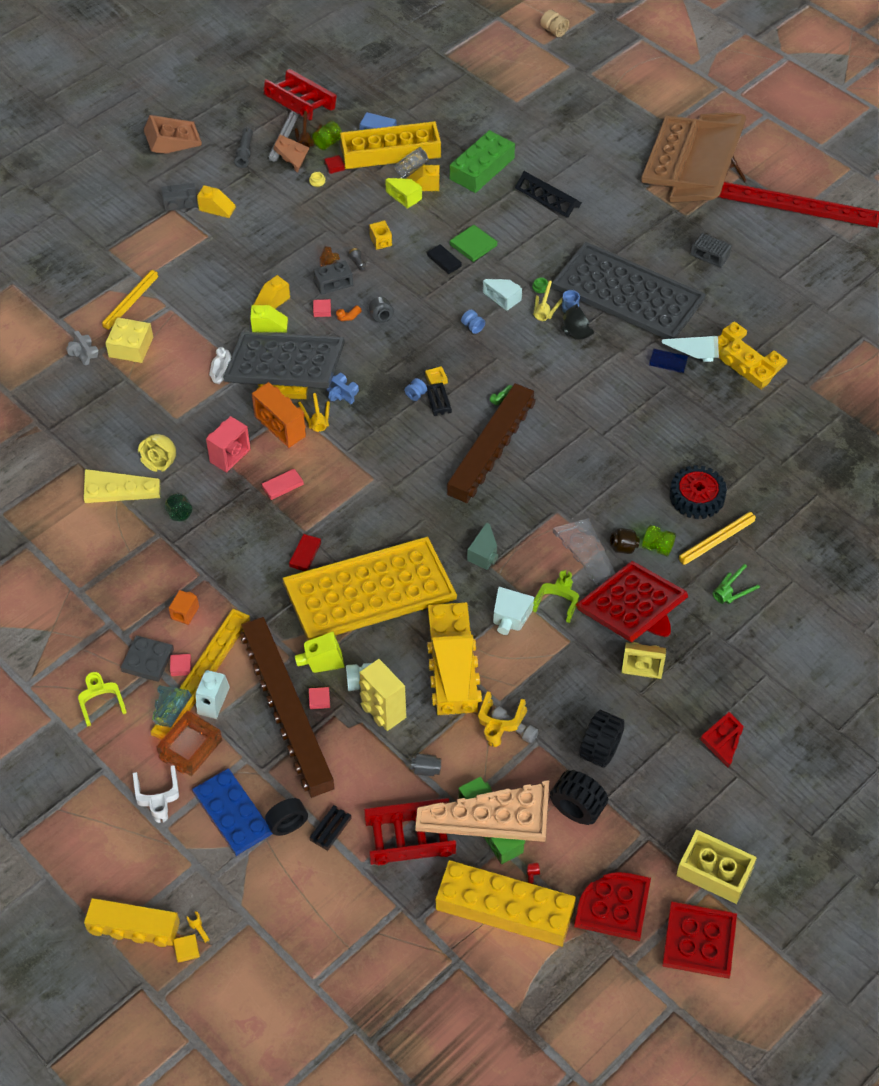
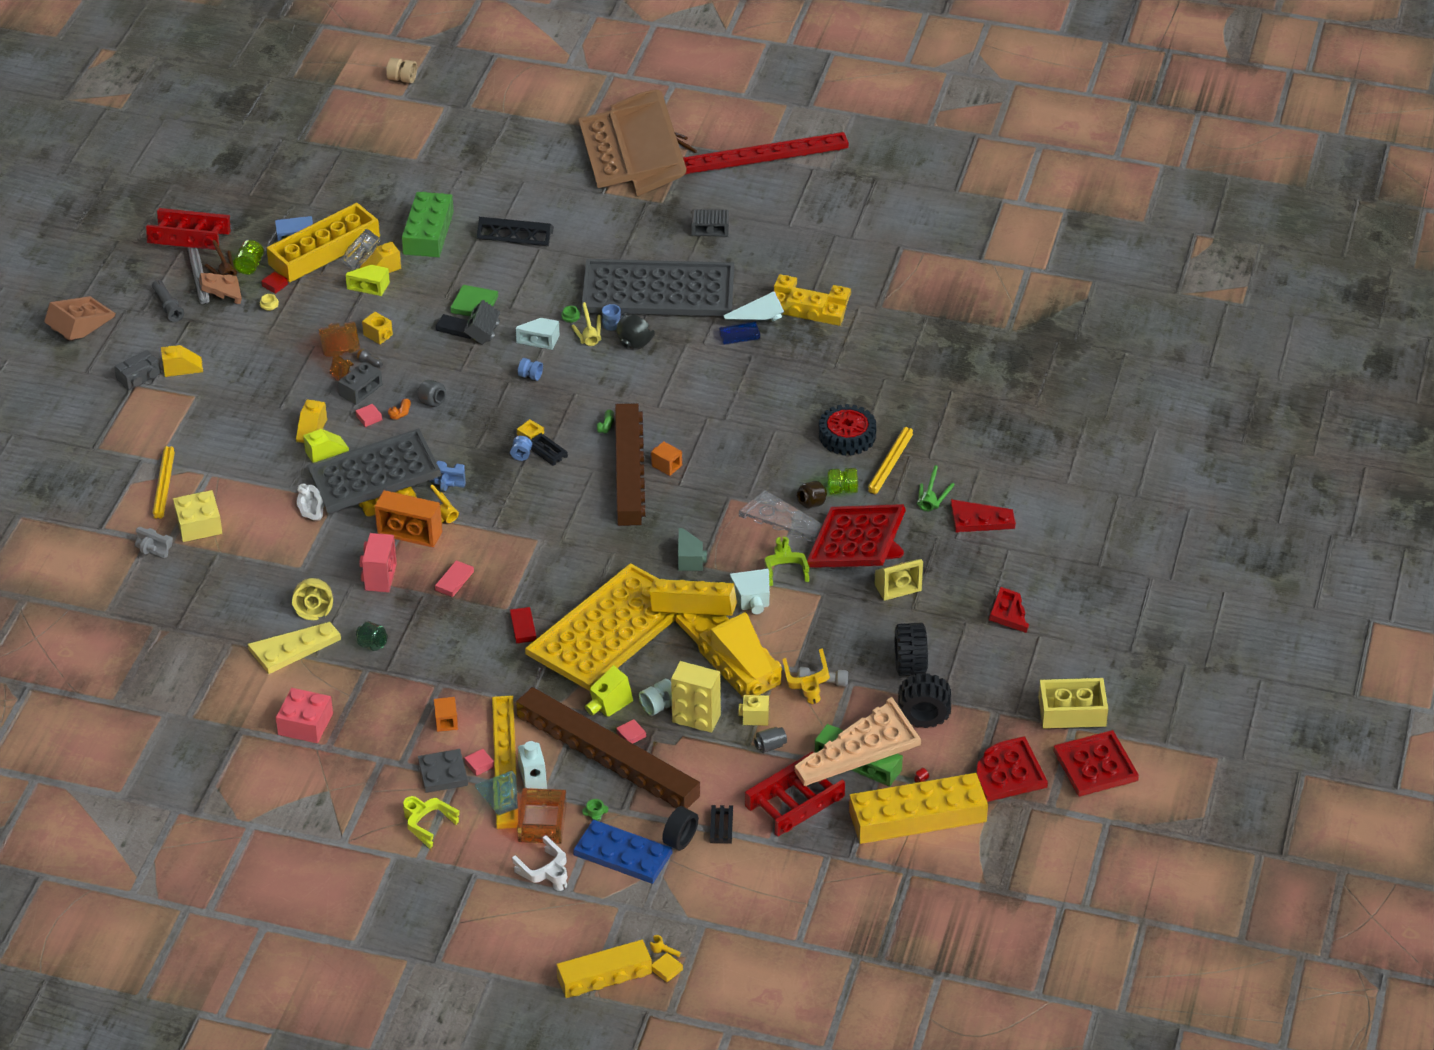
camera: 30 degrees left, 10 degrees down
(77, 555) = (304, 715): none -> coral brick
(237, 753) = (595, 809): none -> bright green plate
(340, 233) = (339, 339): none -> clear orange brick
(433, 729) = (755, 710): none -> light yellow brick
(447, 596) = (693, 597): none -> yellow brick
(463, 263) = (482, 322): none -> dark grey brick
(526, 451) = (666, 458): none -> orange brick
(761, 631) = (980, 517): none -> red wing

